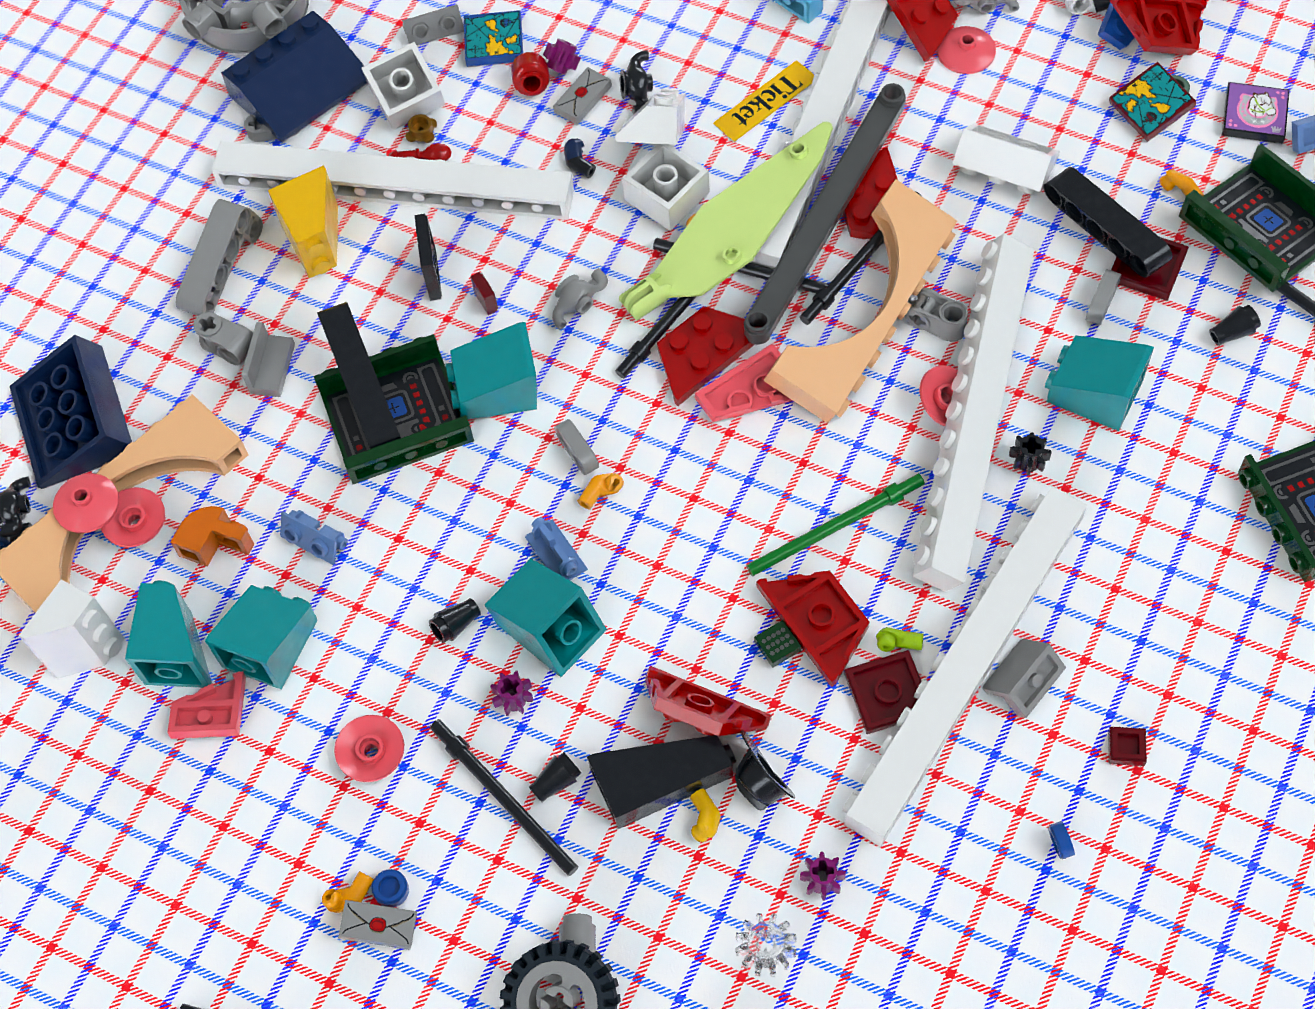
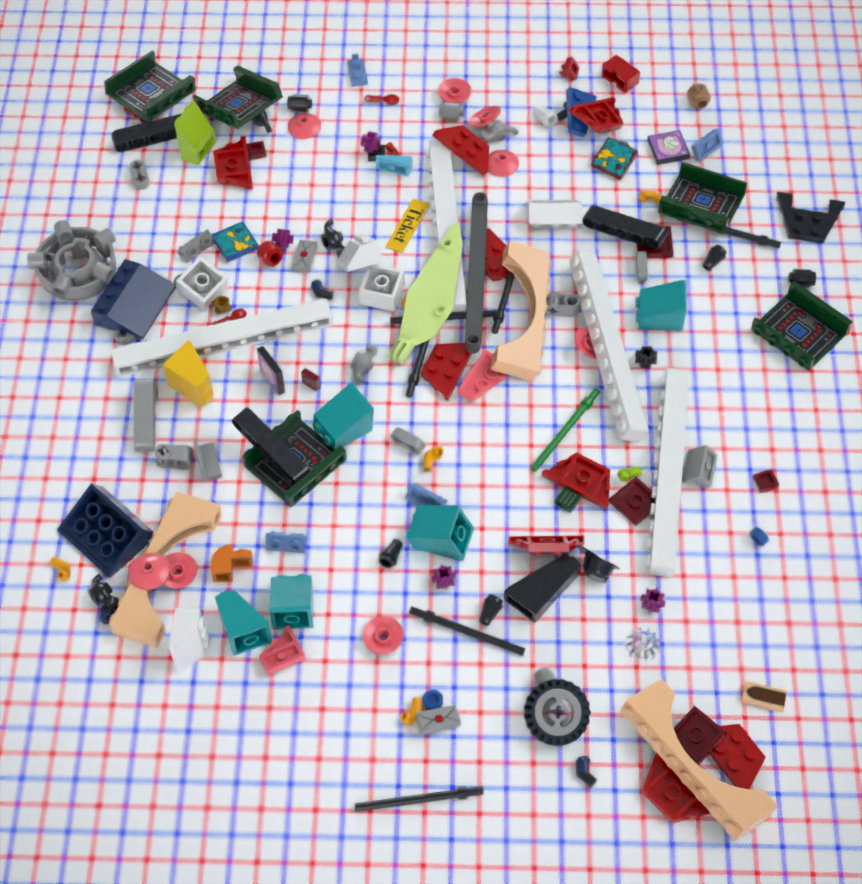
camera: 30 degrees left, 5 degrees down
(708, 817) = (579, 596): yellow arm -> none

